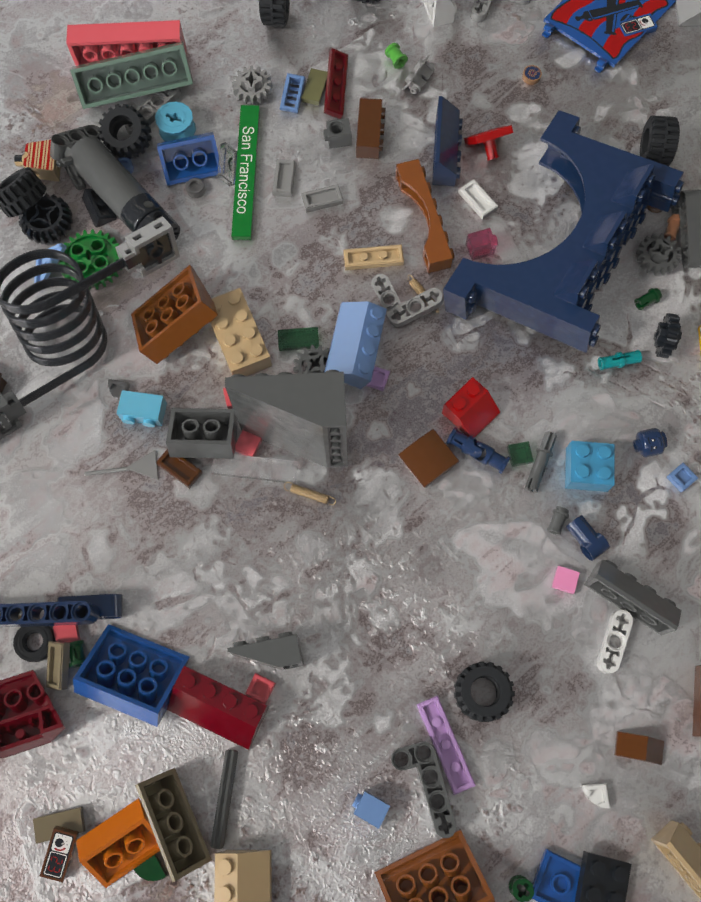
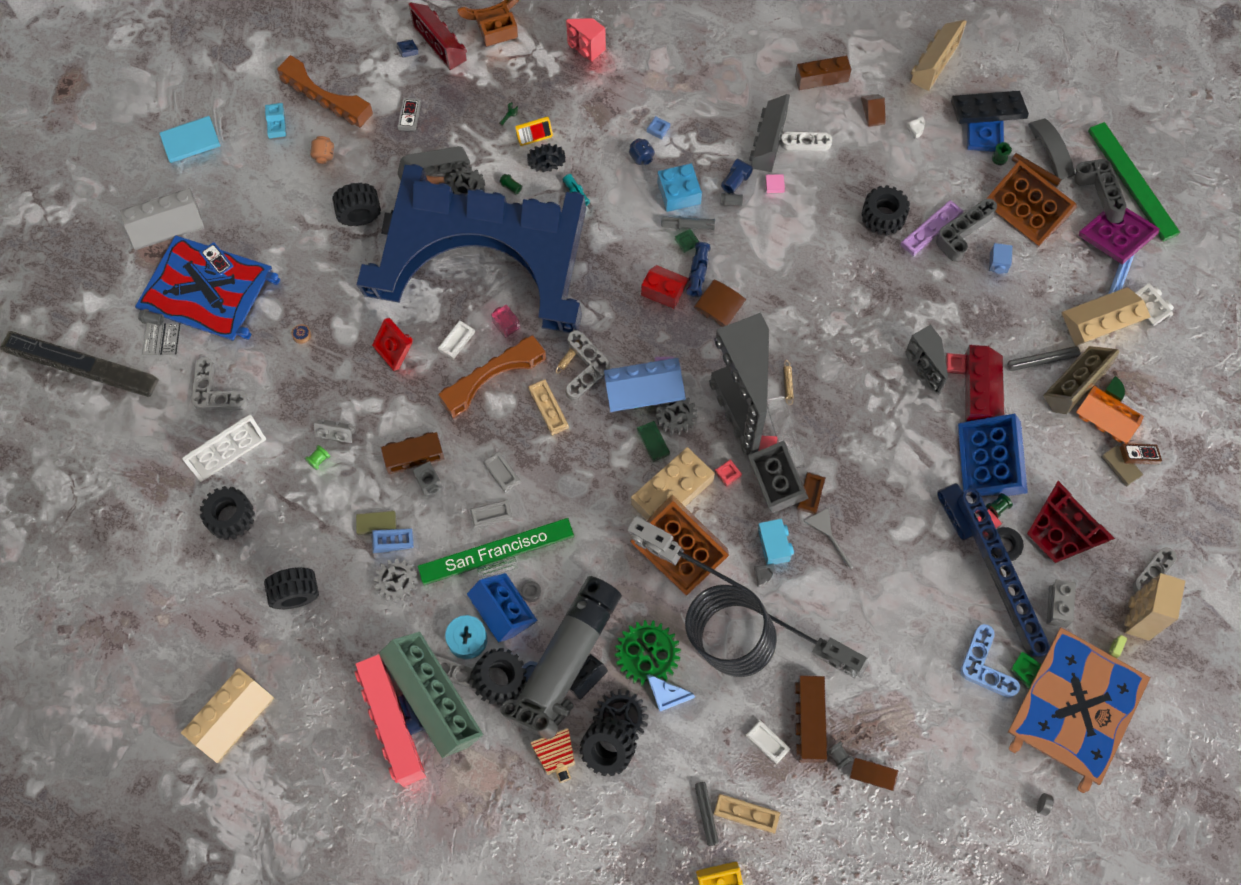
camera: 110 degrees left, 5 degrees down
(58, 665) = (1014, 513): dark tan tile -> none
(336, 83) = (367, 502): dark red tile -> none
(446, 144) = (411, 379): dark blue slope -> none

